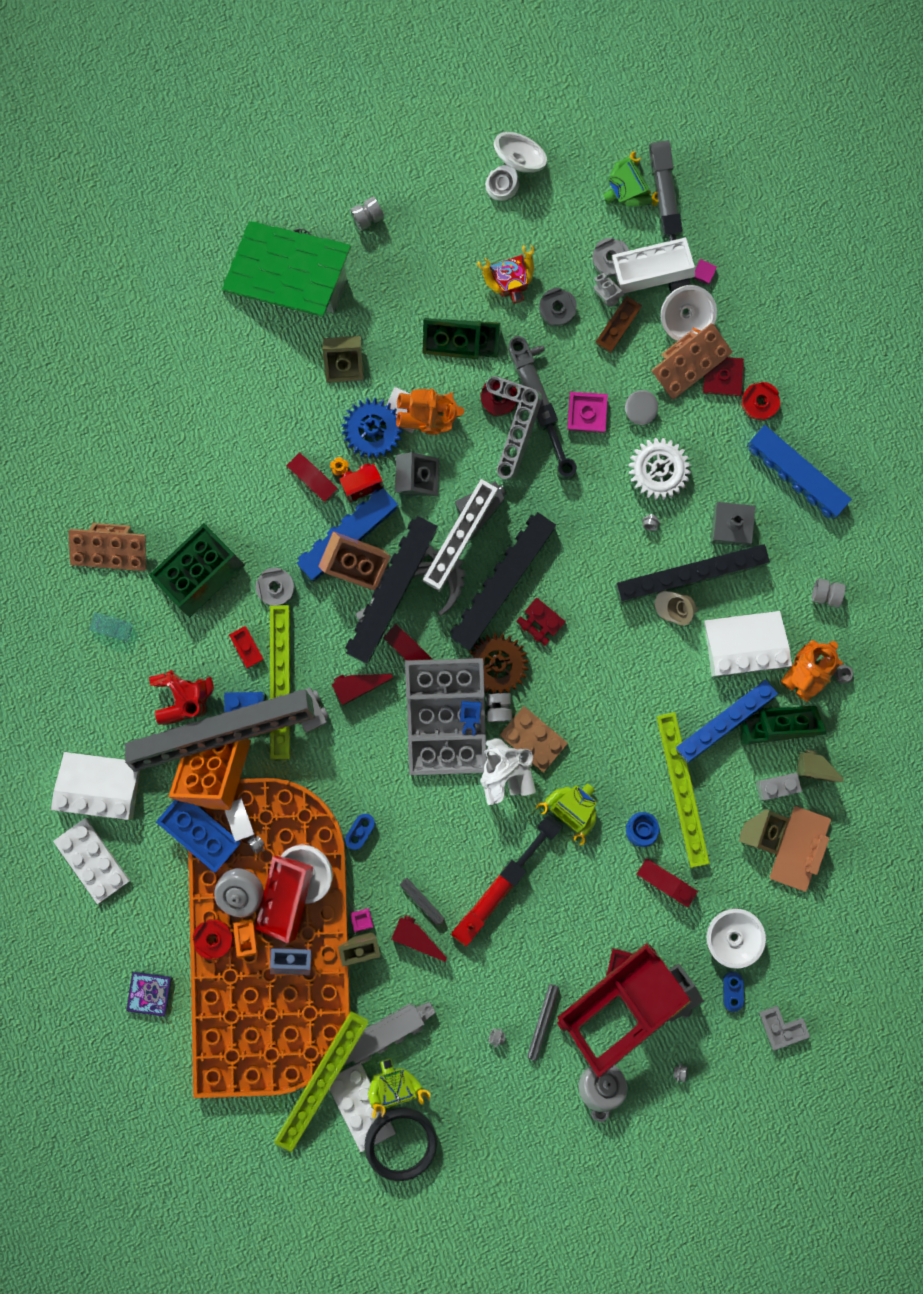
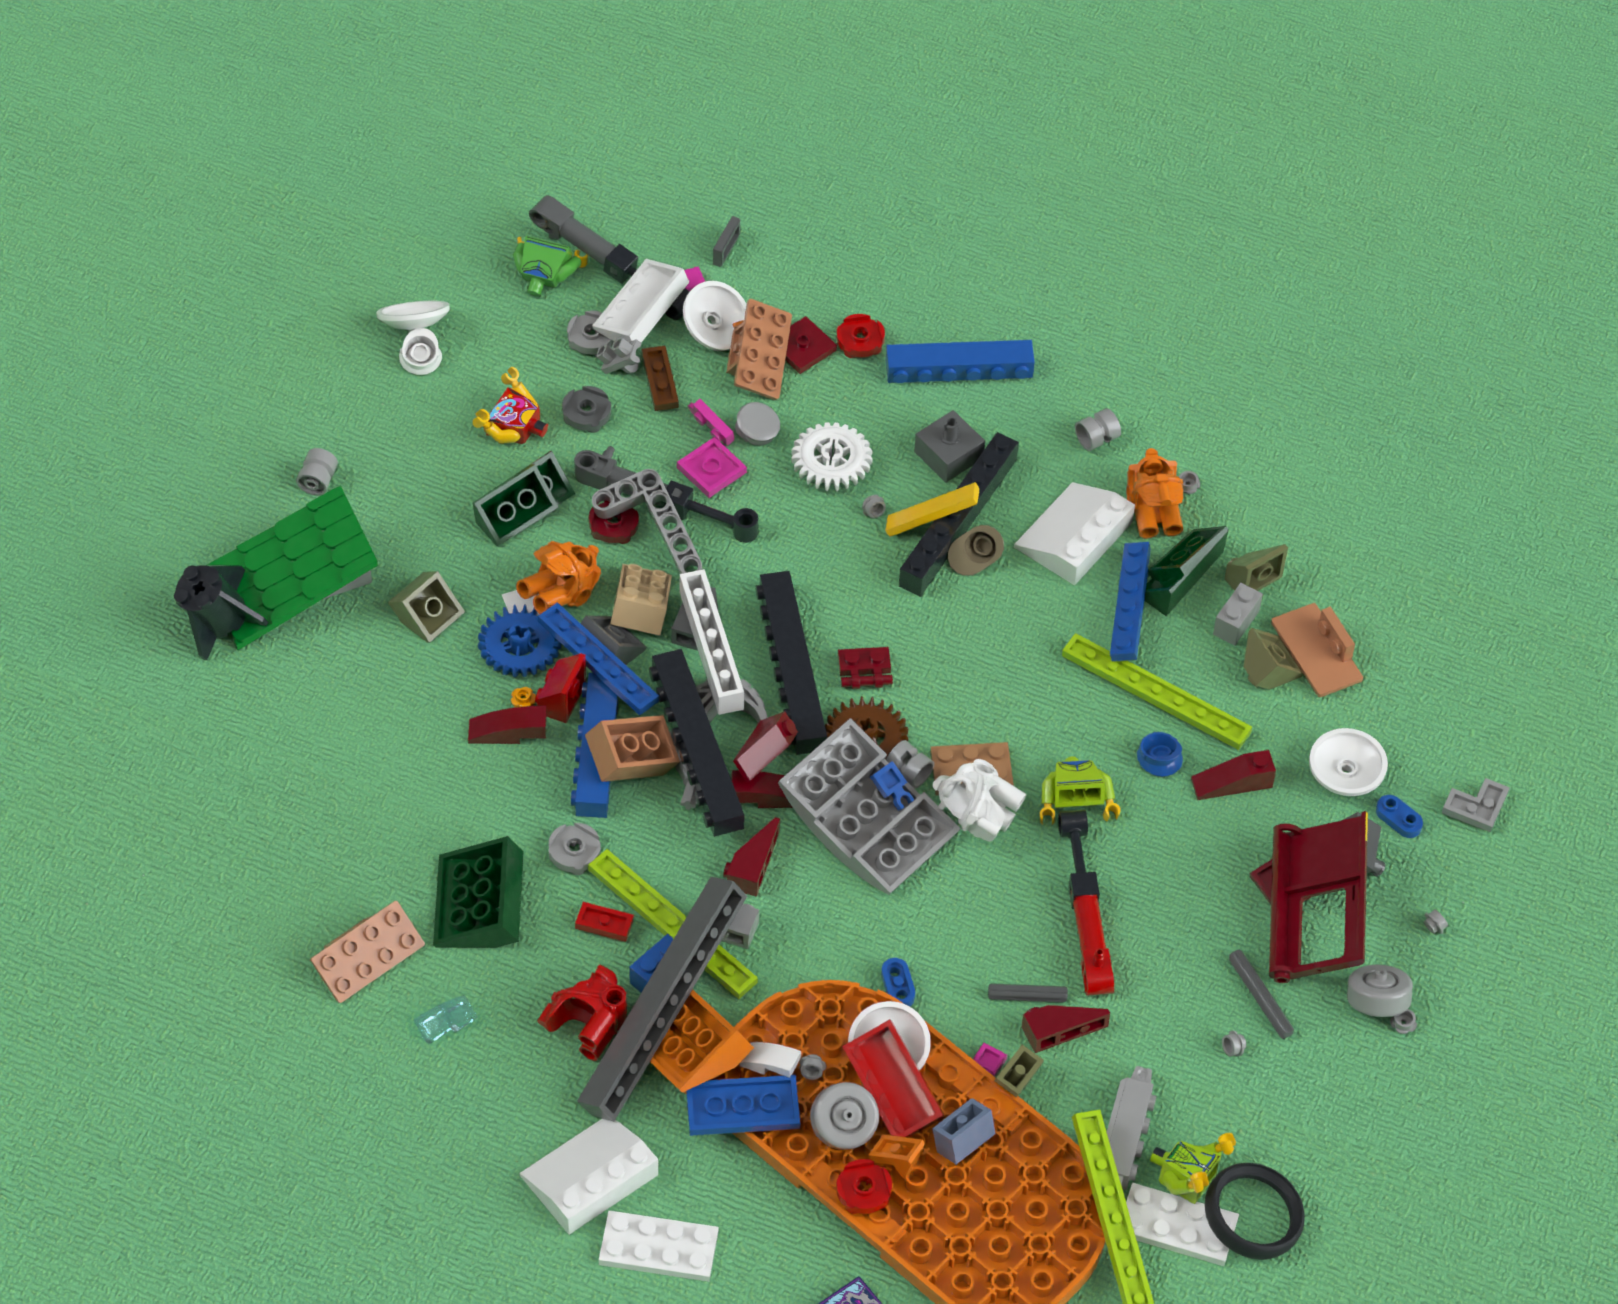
camera: 45 degrees left, 30 degrees down
(222, 254) = (213, 603): none -> black brick
(392, 485) = (599, 659): none -> blue plate
(427, 626) = (765, 744): none -> slope
(462, 463) = (641, 599): none -> tan slope
(614, 391) = (705, 415): none -> dark pink hinge
(673, 562) = (932, 509): none -> yellow tile
(750, 264) = (726, 241): none -> dark grey tile

